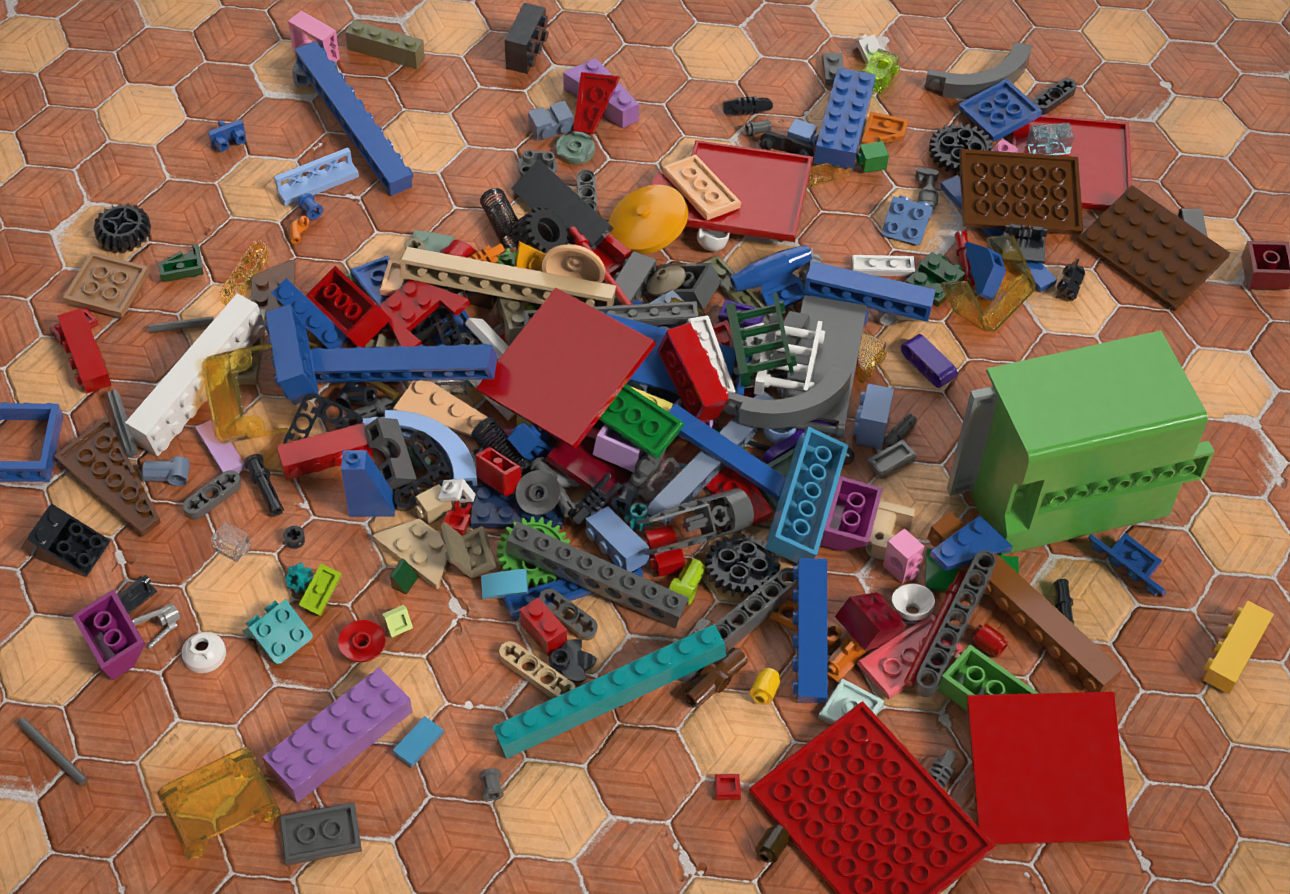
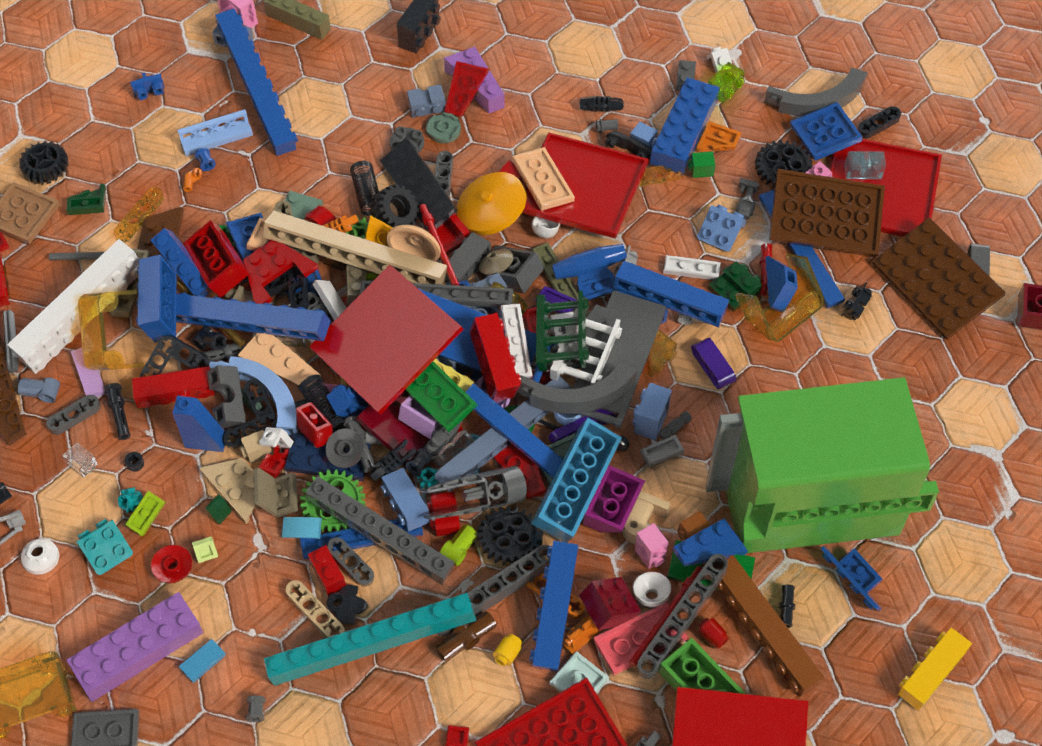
camera: 10 degrees right, 5 degrees up
(1029, 241) = (824, 261): black hinge -> none

